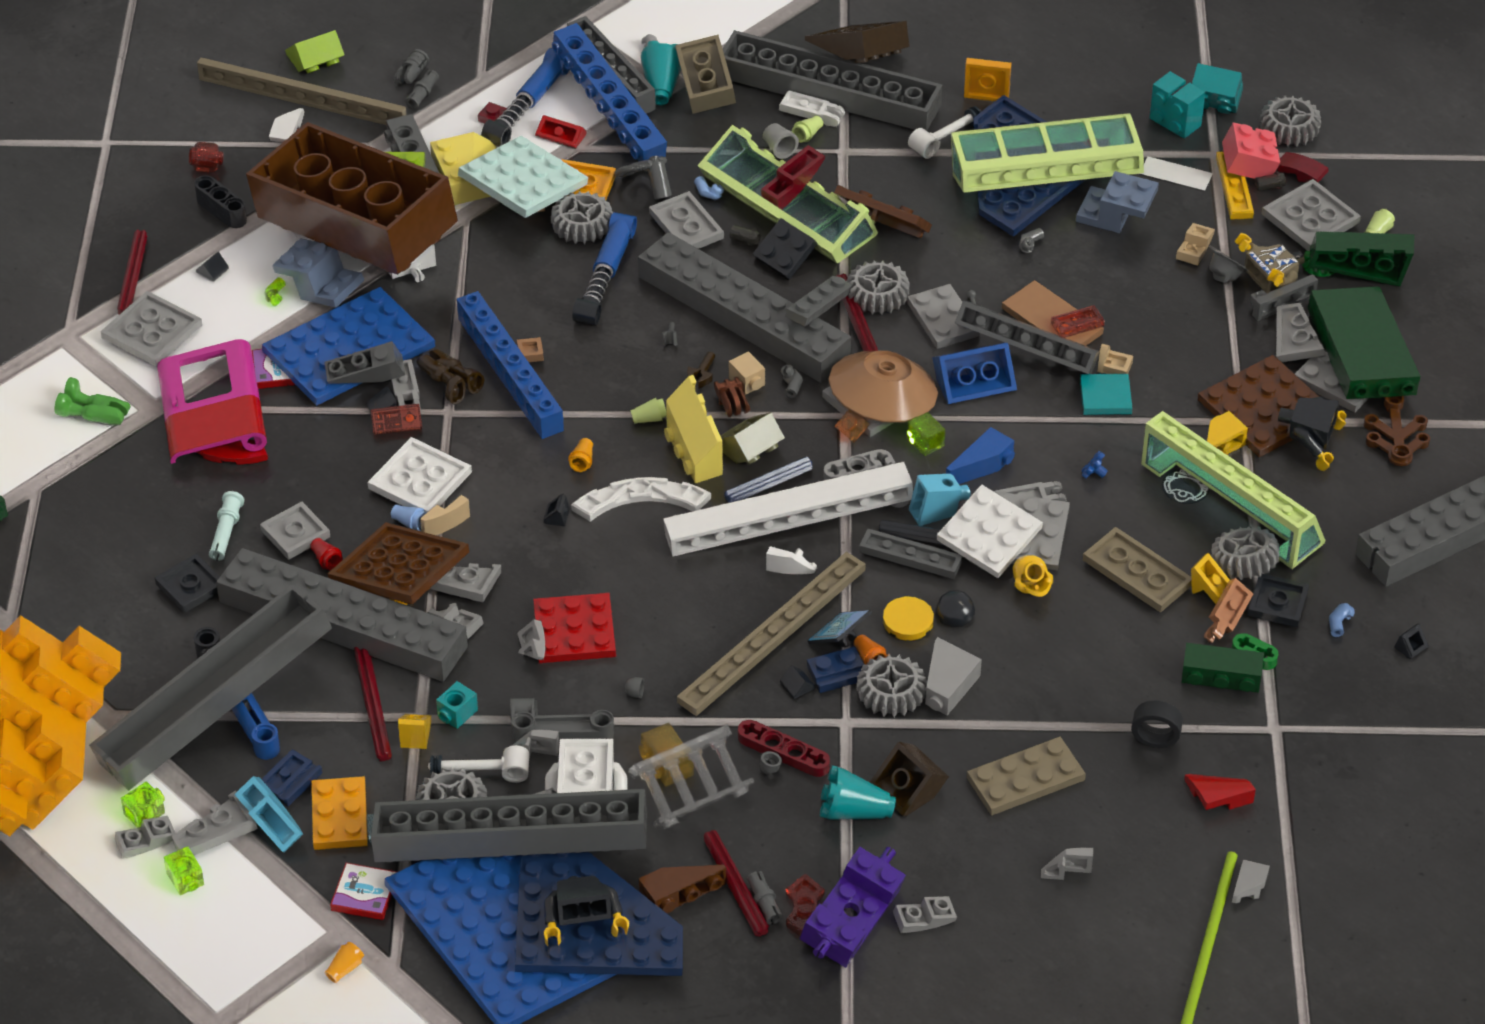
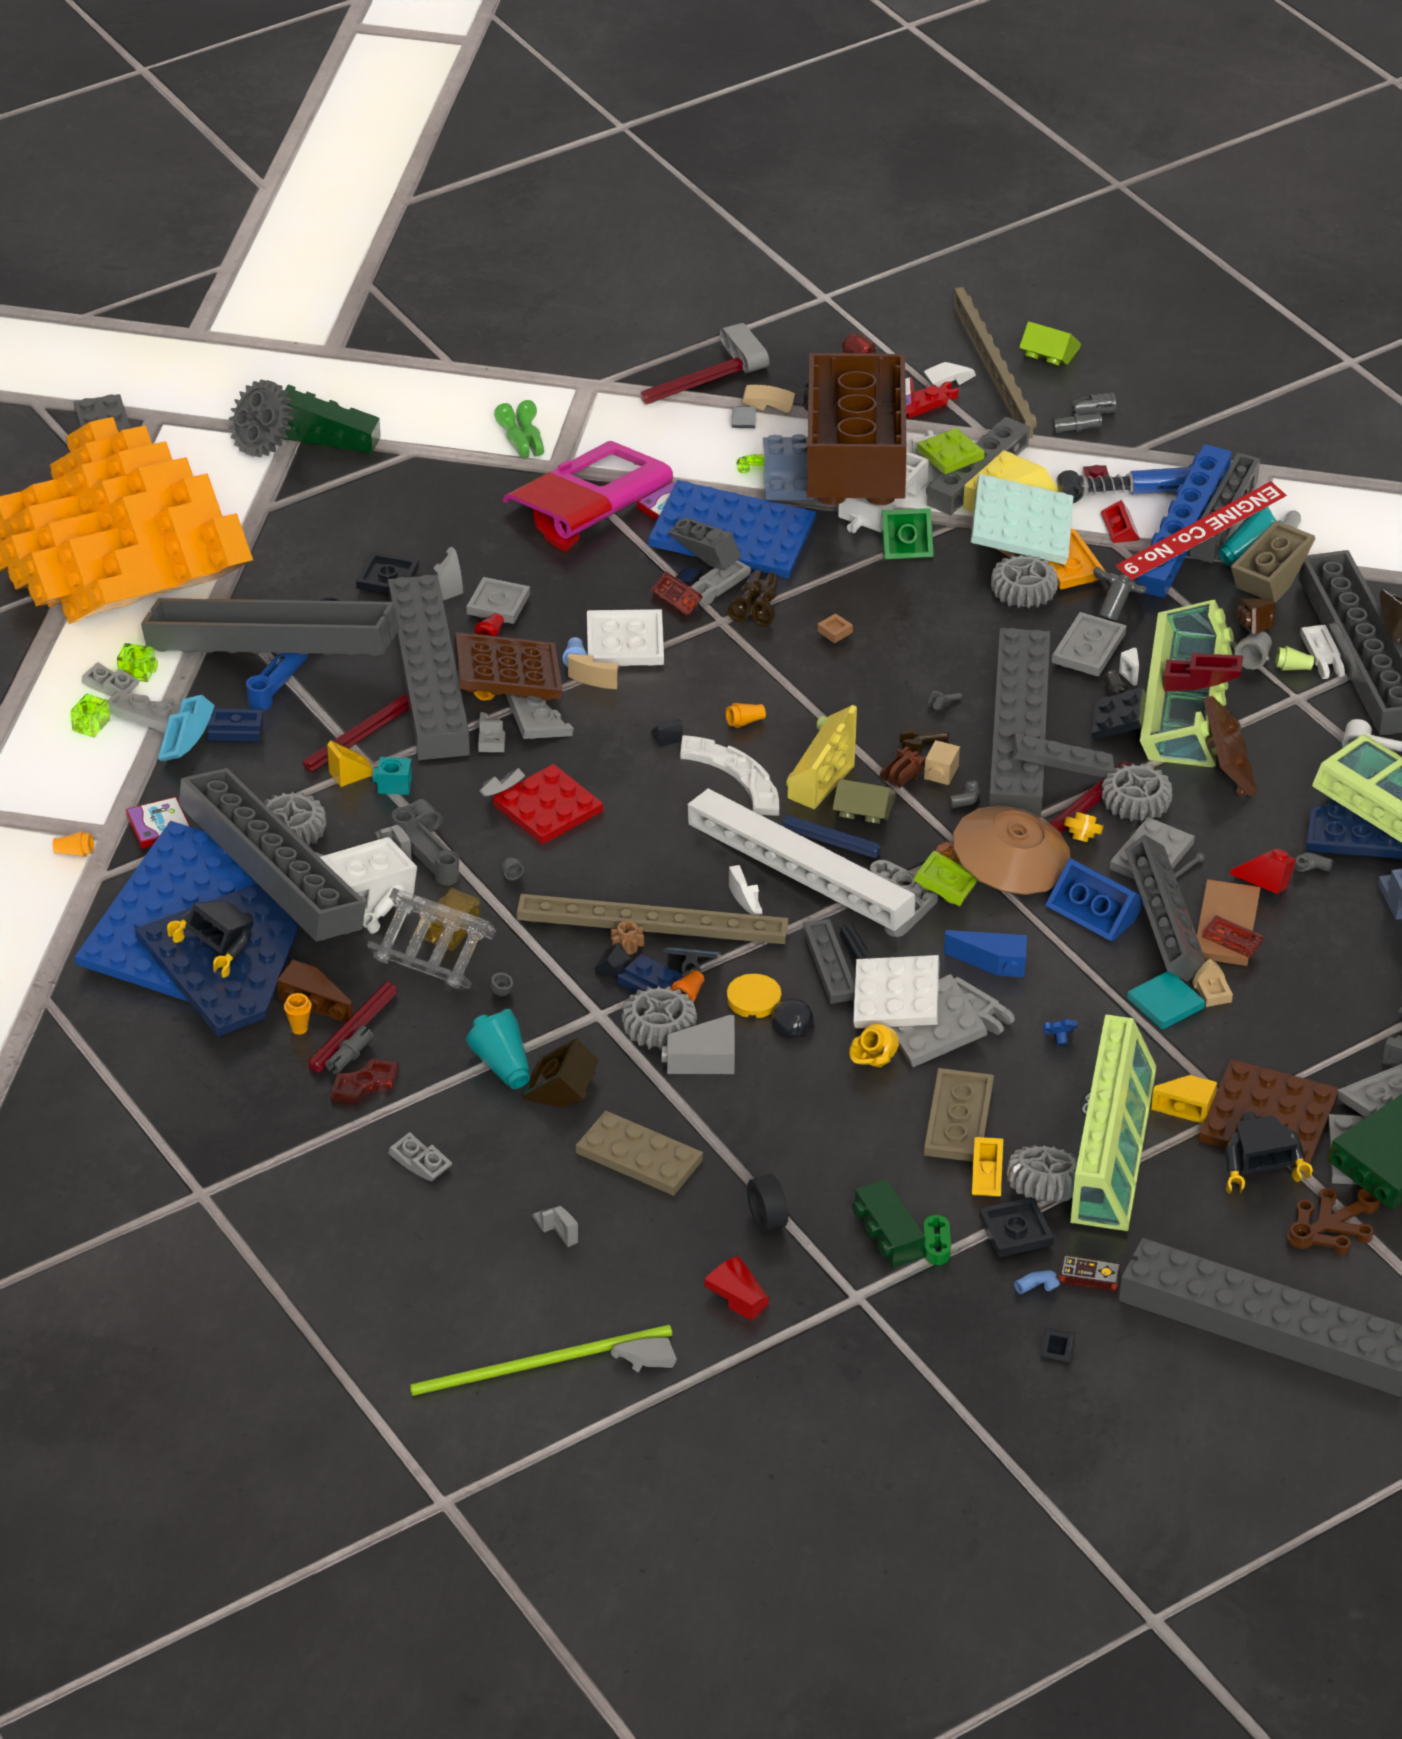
camera: 55 degrees right, 5 degrees down
(126, 219) = (743, 344): none -> light grey beam
(151, 328) = (639, 419): light grey plate -> none
(203, 239) = (763, 395): none -> tan slope
(227, 517) = (477, 558): light aqua pin -> none
(239, 535) = (450, 575): none -> light grey slope
(339, 813) = (239, 757): light orange plate -> none
(463, 251) = (906, 533): none -> green slope
(510, 365) = (801, 622): blue brick -> none
(513, 764) = (354, 834): white piece -> none
(620, 231) = (1034, 609): piece -> none
(640, 90) = (1201, 530): none -> red sticker
(701, 906) = (298, 1012): none -> light orange cone
(714, 192) = (1145, 638): light blue arm -> none
(736, 213) = (1129, 665): none -> white slope
(753, 116) = (1256, 614): none -> reddish brown slope
(783, 656) = (628, 936): none -> medium nougat gear
(785, 745) = (529, 987): dark red beam -> none
(865, 886) = (348, 1105): dark purple brick -> none
(884, 438) = (945, 878): none -> lime plate
(890, 335) = (1083, 826): none -> yellow plate
(926, 434) = (985, 904): clear neon green brick -> none
(936, 498) = (905, 937): medium azure torso -> none
(1024, 265) = (1267, 870): none -> red slope
(1228, 610) = (965, 1194): nougat plate -> none
(1351, 585) = (1090, 1272): none -> tile

